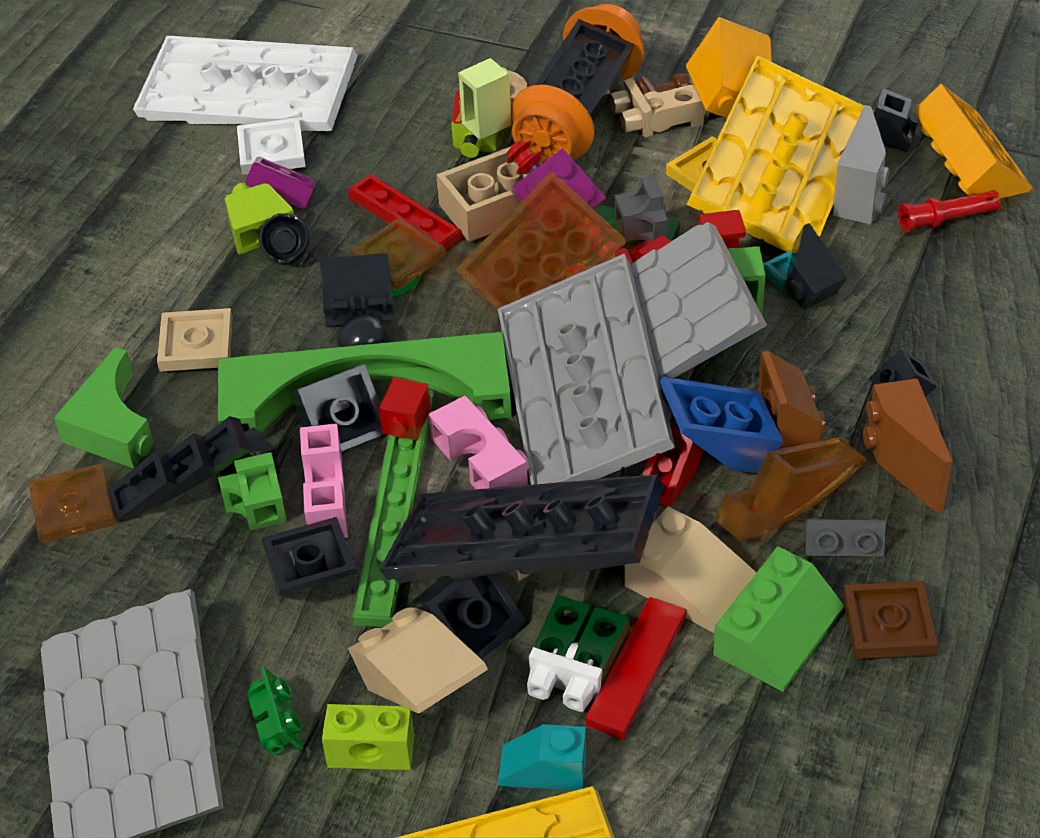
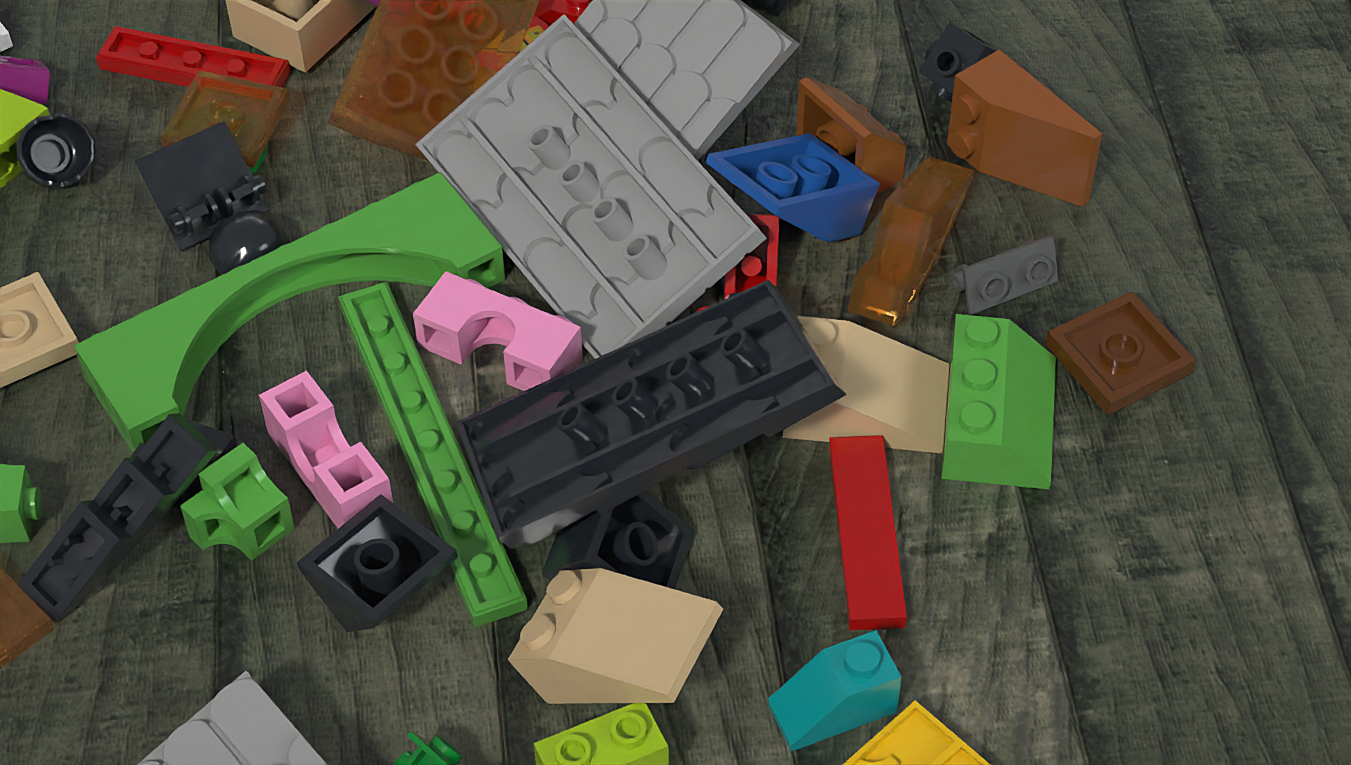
camera: 30 degrees left, 5 degrees up
(342, 400) = (278, 340): black slope -> none
(405, 408) = (375, 318): red brick -> none
(575, 652) = (791, 562): hips -> none

